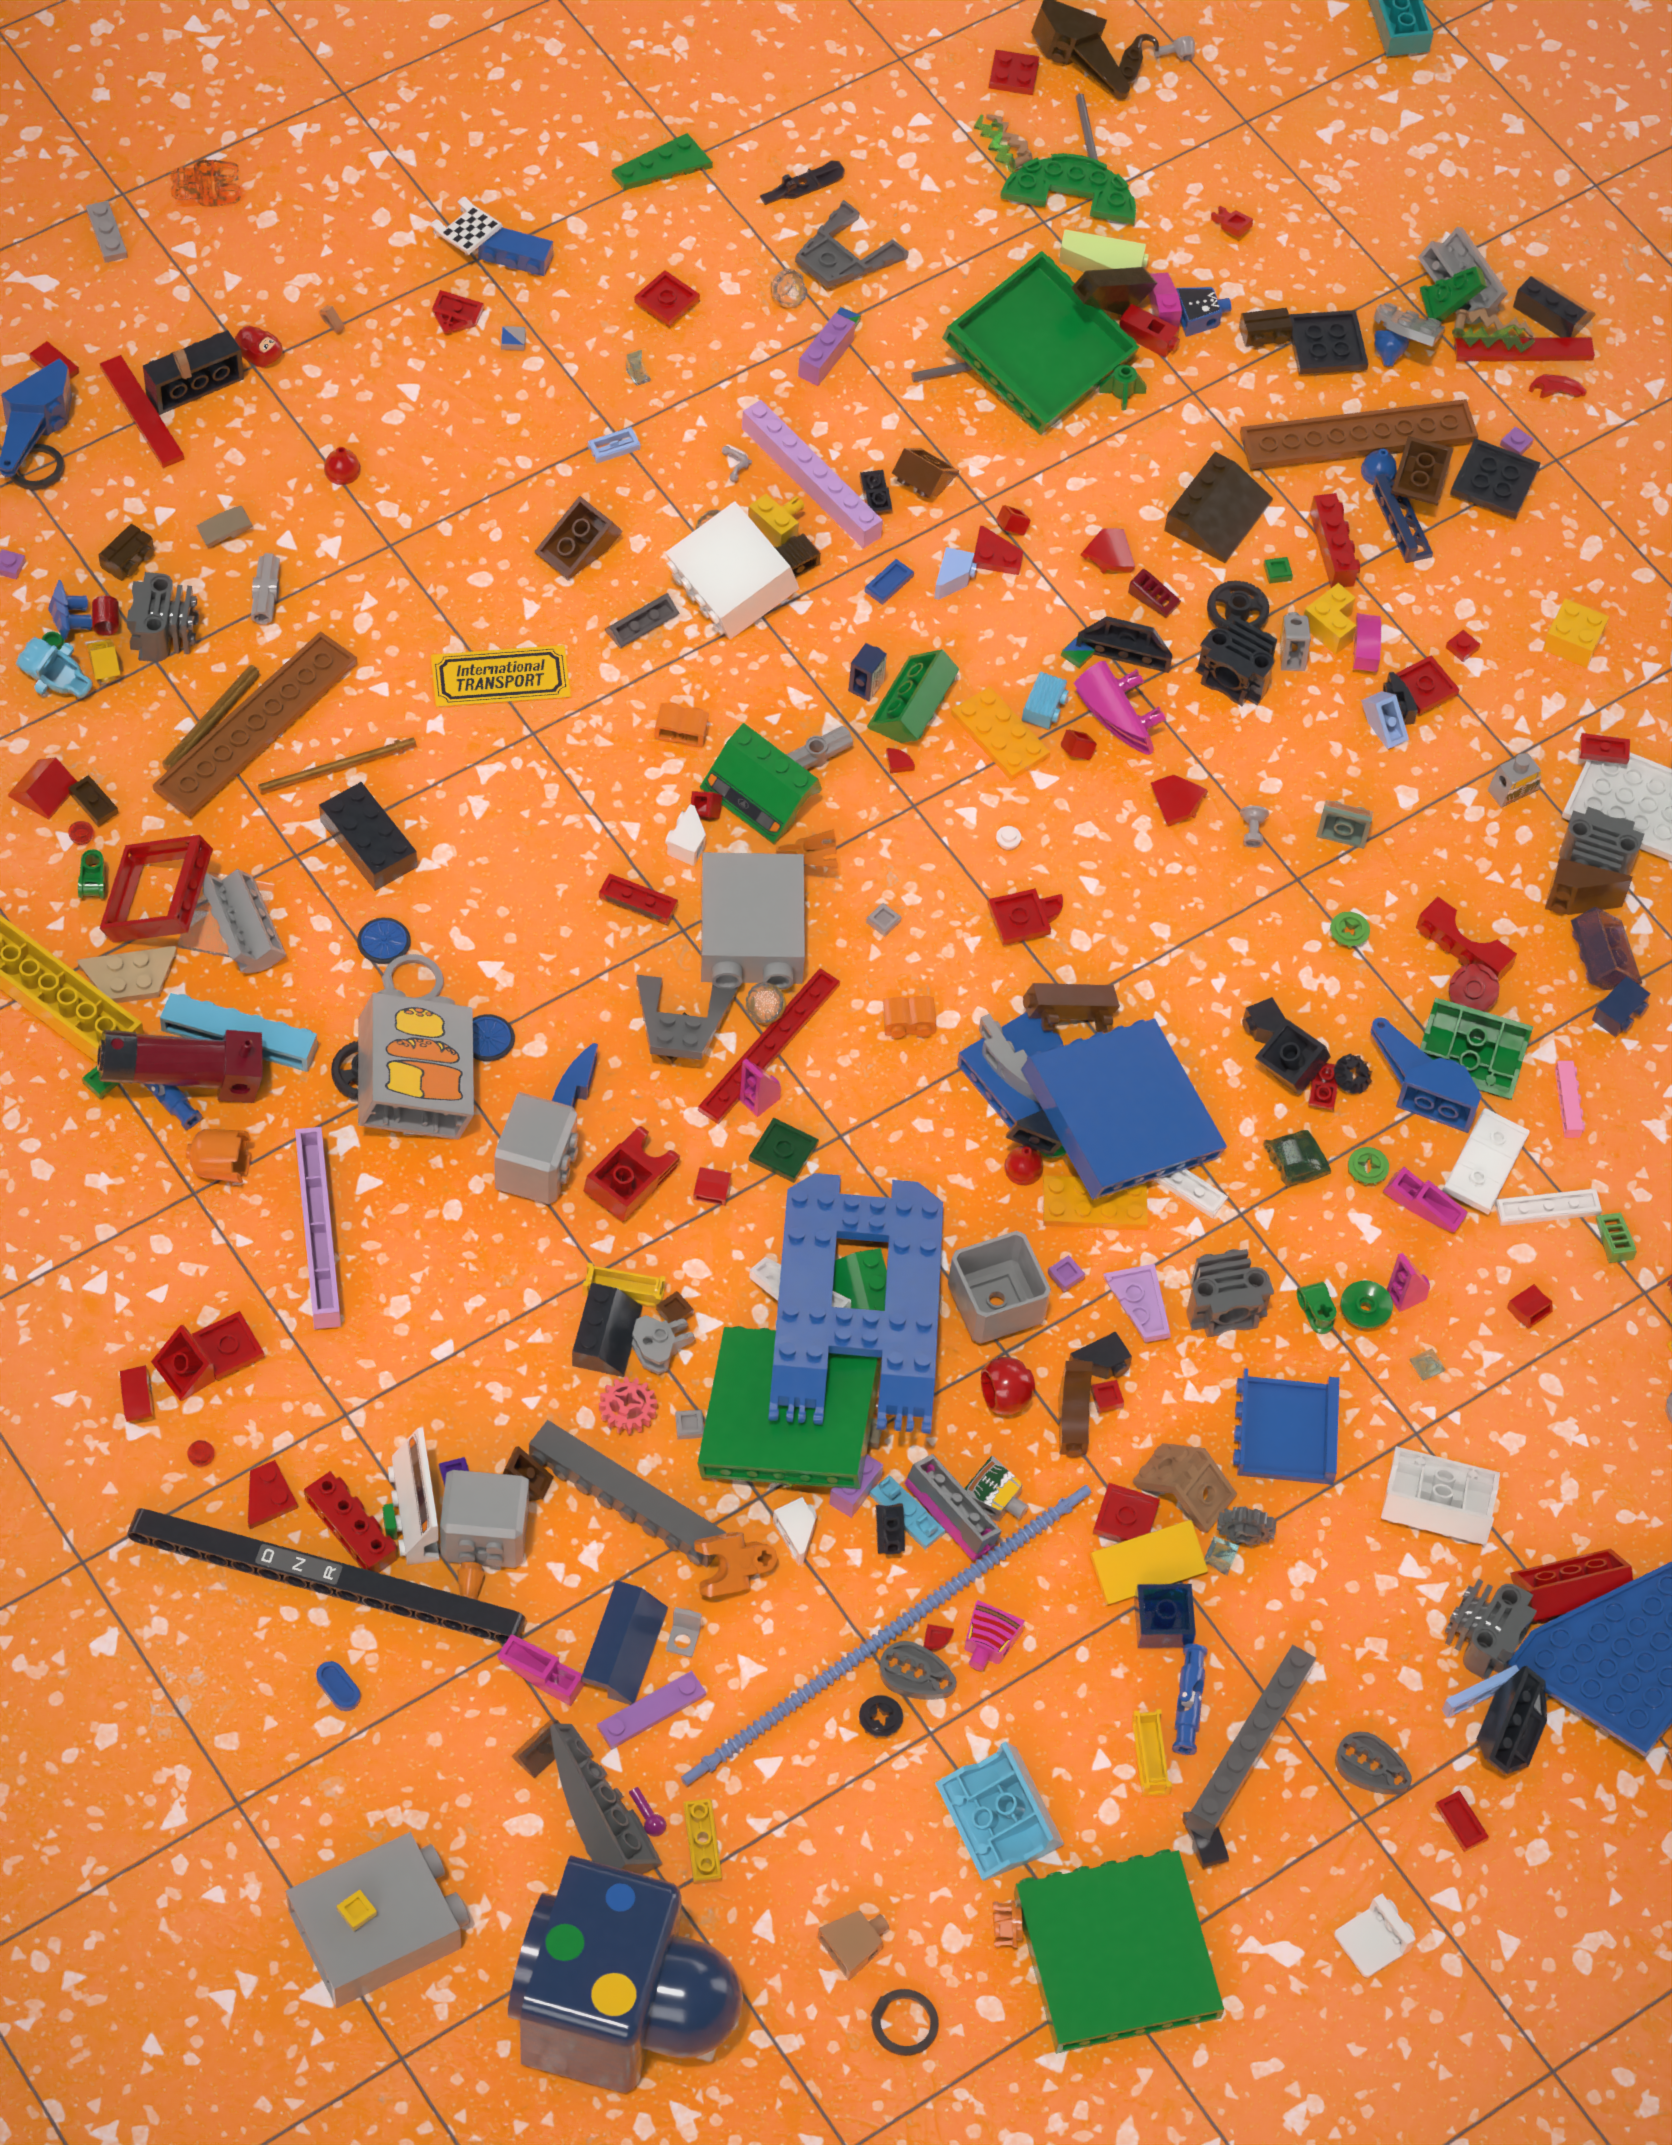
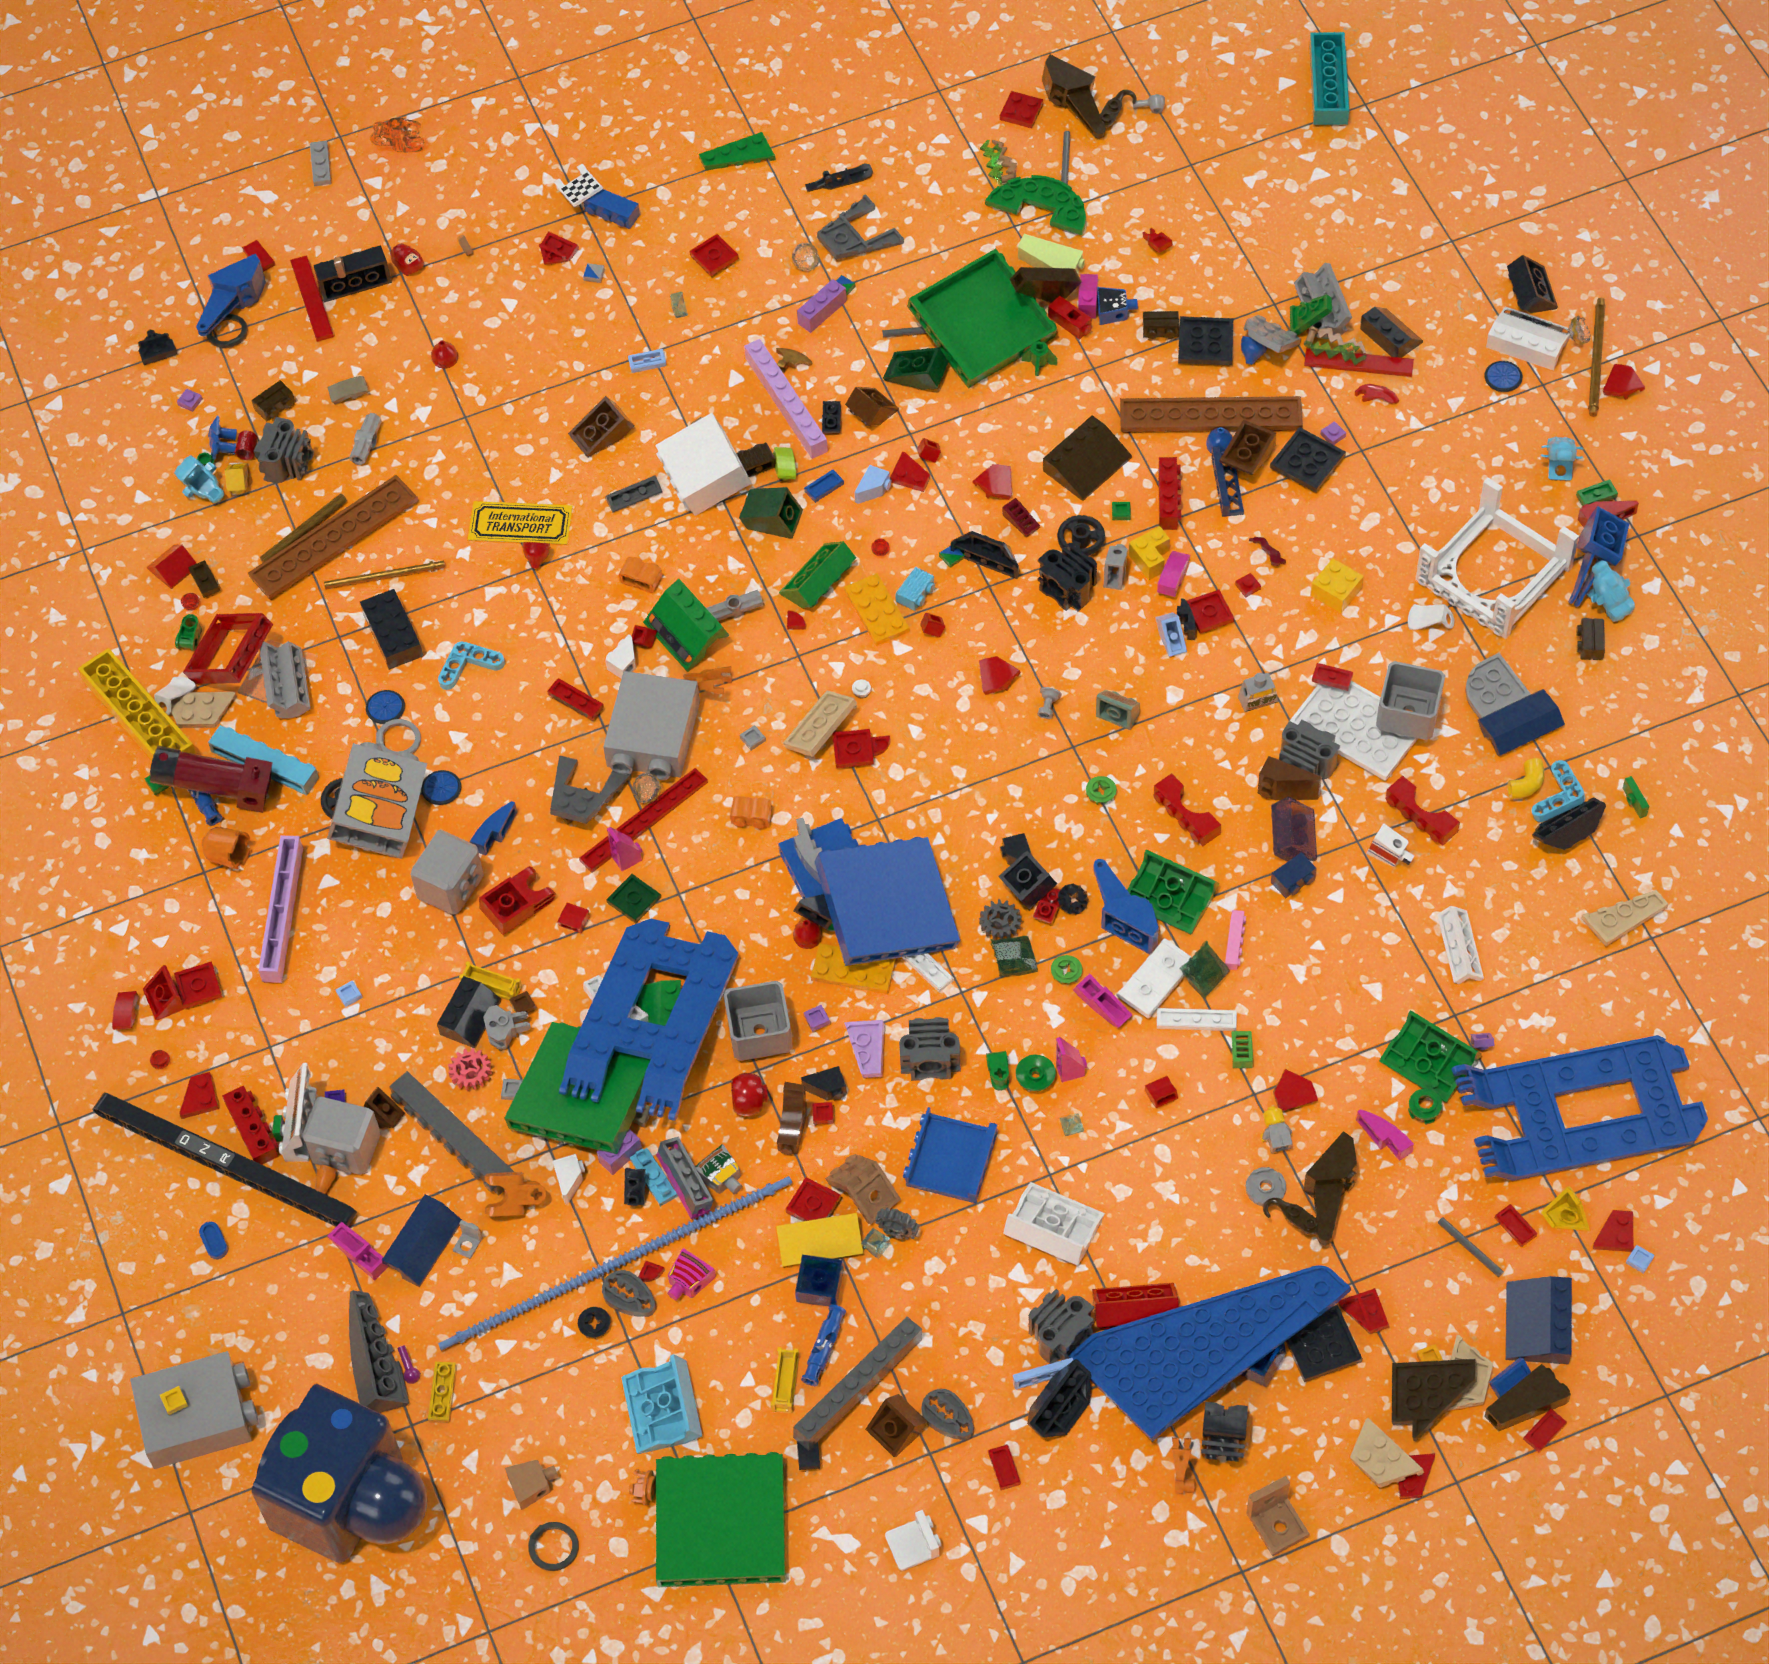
camera: 20 degrees right, 0 degrees up
(92, 952) = (177, 687): none -> white piece
(436, 1328) = (348, 993): none -> light blue tile
(472, 863) = (463, 658): none -> medium azure beam
(535, 712) = (535, 552): none -> red helmet
(537, 1751) = (339, 1311): clear smoke slope -> none
(651, 1710) = (430, 1292): medium lavender plate -> none
(744, 461) = (737, 386): light grey piece -> none
(776, 520) = (748, 430): yellow brick -> none
(804, 421) = (791, 358): none -> pearl gold piece
(831, 622) = (771, 511): none -> dark green slope
(833, 558) = (785, 463): none -> lime slope
(867, 671) = (785, 551): dark blue brick -> none
(969, 889) = (820, 723): none -> tan plate
(970, 416) = (917, 368): none -> dark green slope
(984, 652) = (880, 547): none -> clear red plate
(1071, 1001) = (871, 817): reddish brown brick -> none
(1109, 704) = (962, 595): dark pink piece -> none
(1268, 1114) = (999, 921): none -> dark grey gear
(1311, 1788) = (896, 1424): none -> reddish brown slope
(1474, 987) = (1183, 846): red tile -> none
(1486, 604) = (1275, 557): none -> dark red hair
(1544, 1142) = (1204, 970): none -> clear green slope

